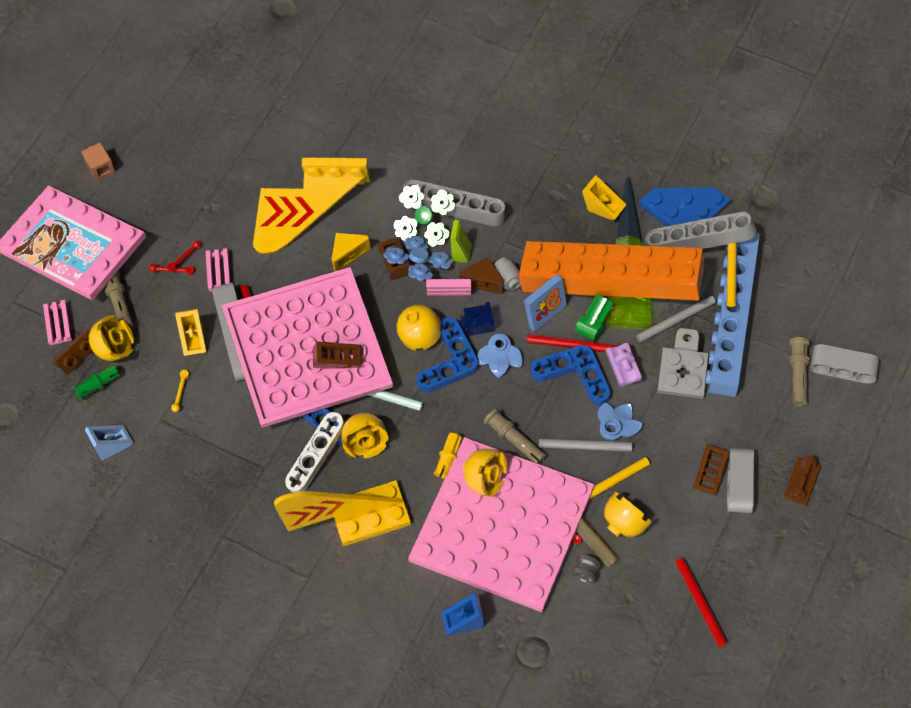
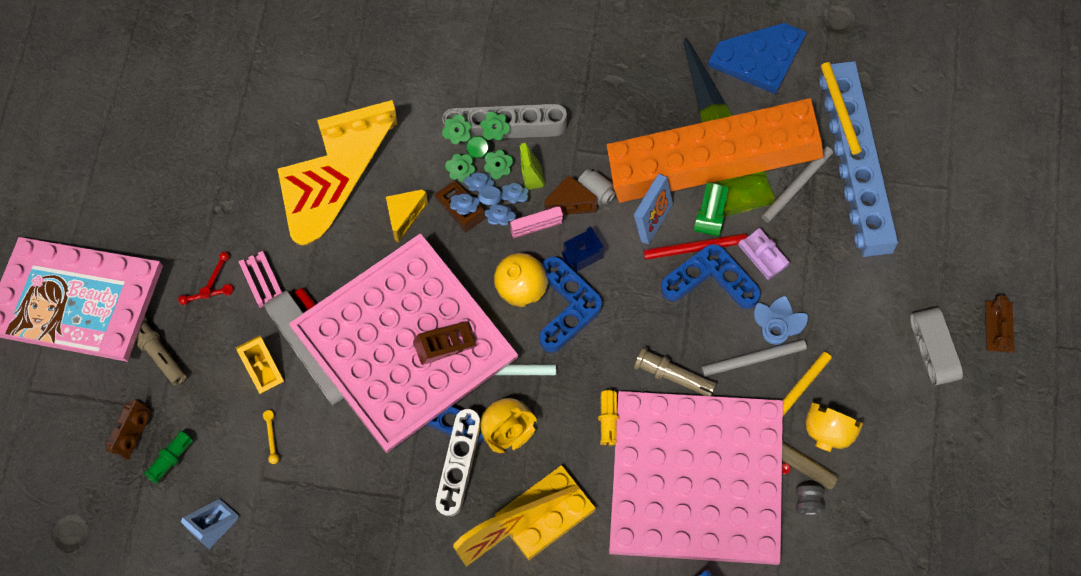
camera: 20 degrees left, 5 degrees up
(55, 307) = (82, 382): bright pink tile -> none
(98, 161) = (68, 191): nougat brick -> none
(111, 339) = (168, 401): yellow cylinder -> none
(484, 471) = (660, 426): yellow cylinder -> none
(499, 358) = (622, 287): medium blue plate -> none
(602, 199) = (670, 72): yellow slope -> none
(683, 356) = (824, 224): light grey plate -> none
(701, 602) = (945, 497): red bar -> none
(705, 232) = (802, 70): light grey beam -> none
(717, 452) = (908, 325): reddish brown slope -> none
(799, 360) = (947, 193): dark tan pin -> none
(844, 363) = (995, 181): light grey beam -> none

